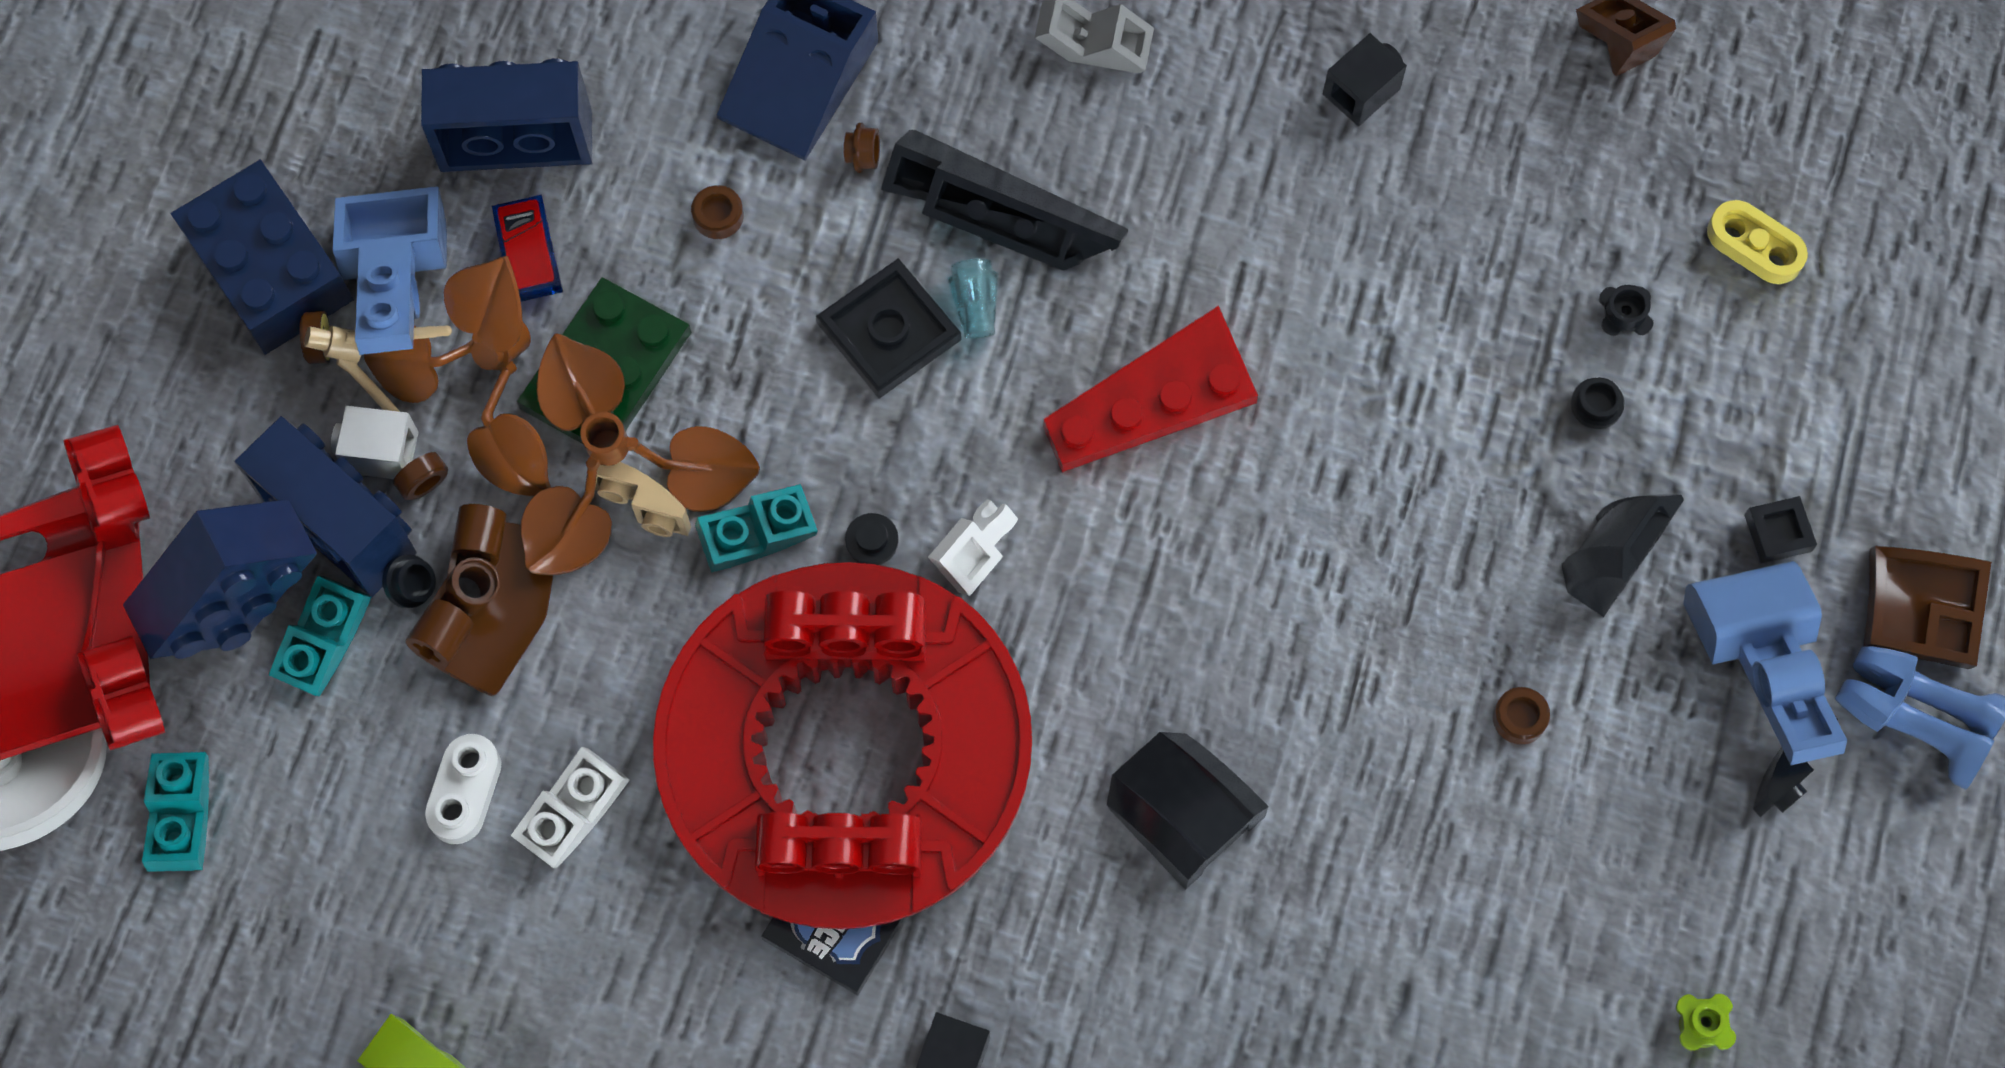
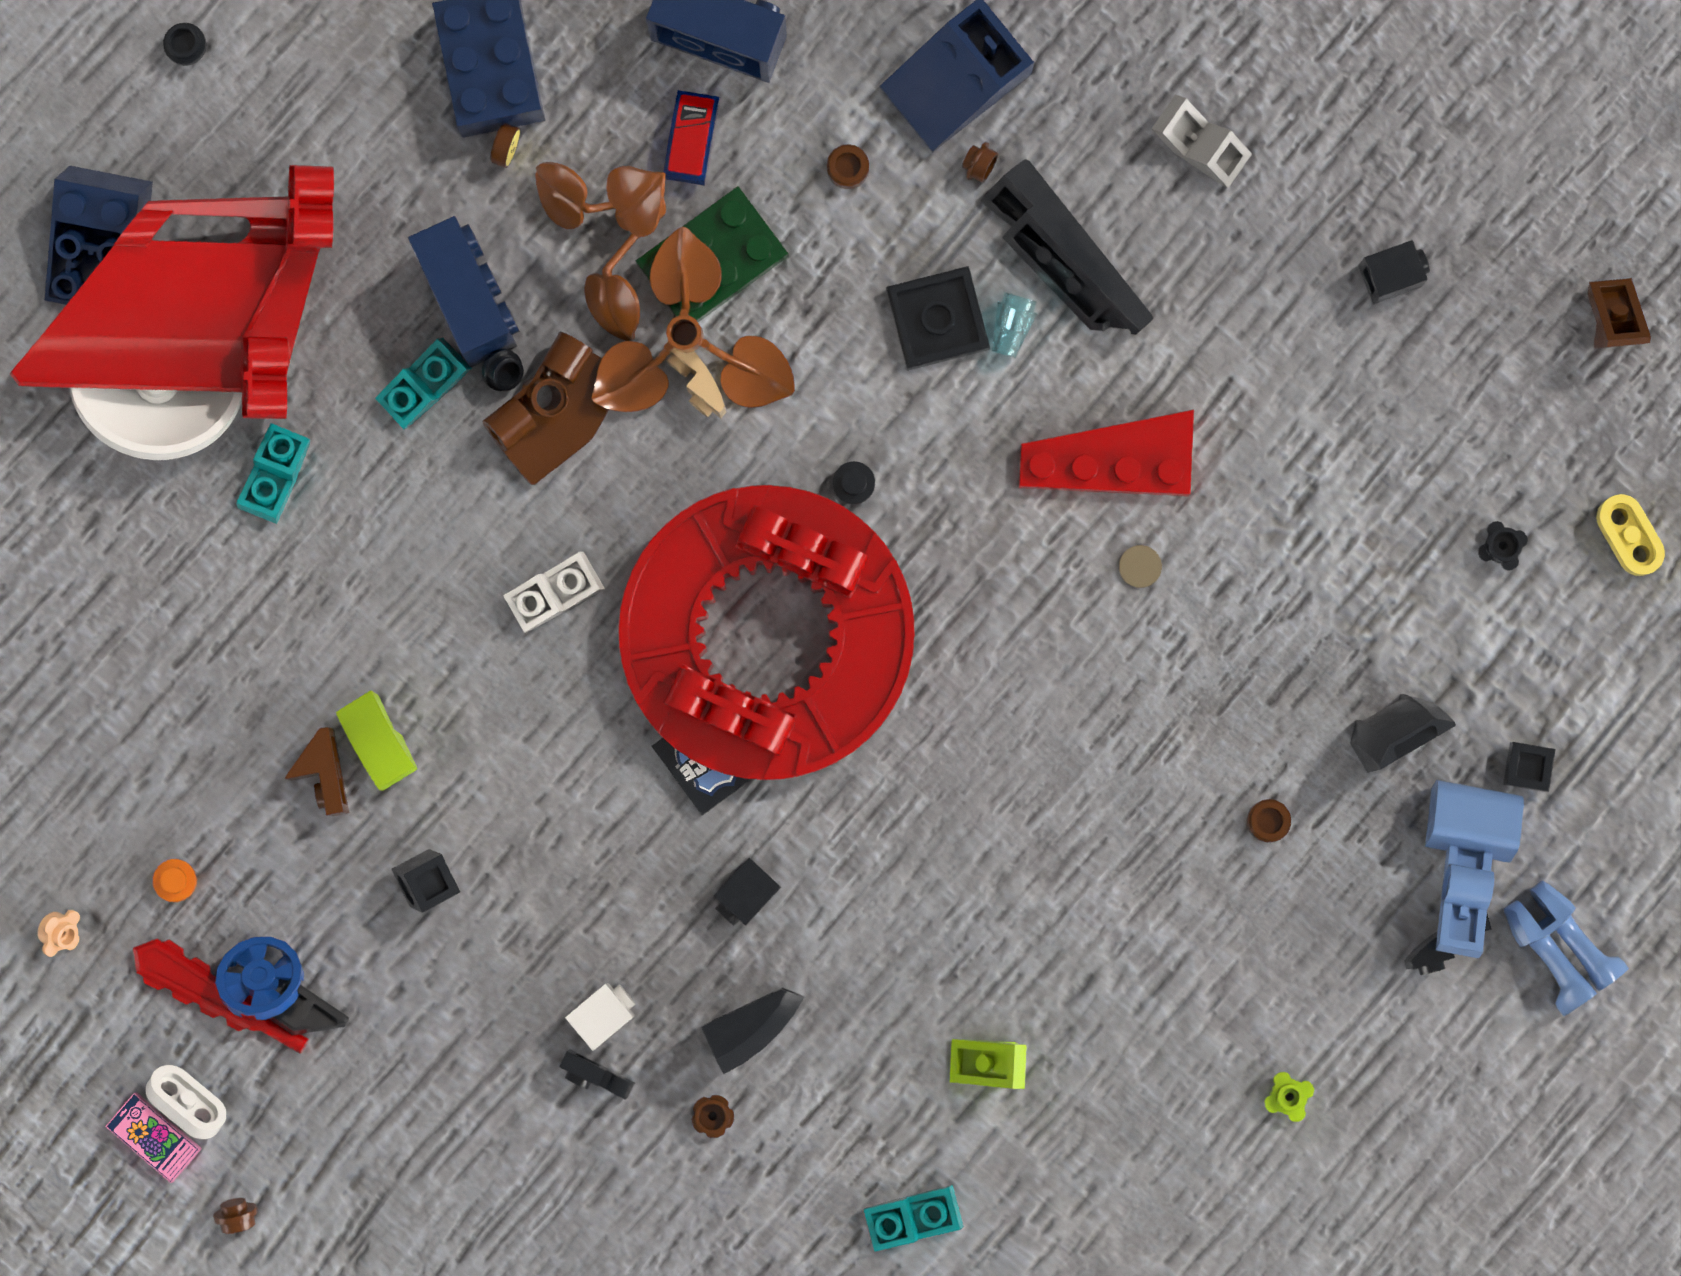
camera: 25 degrees right, 15 degrees up
(219, 579) = (365, 325): dark blue brick -> none
(341, 345) = (527, 167): tan plant -> none
(375, 440) = (517, 250): white brick -> none
(382, 245) = (585, 89): medium blue plate -> none
(420, 476) = (541, 291): reddish brown tile -> none
(463, 786) = (486, 546): white plate -> none
(756, 530) = (772, 436): teal slope -> none
(969, 549) = (922, 524): white plate -> none
(1182, 804) = (992, 779): black slope -> none
(1238, 499) = (1140, 566): none -> dark tan piece
(1597, 403) = (1443, 609): black plate -> none
(1927, 604) = (1606, 870): reddish brown plate -> none

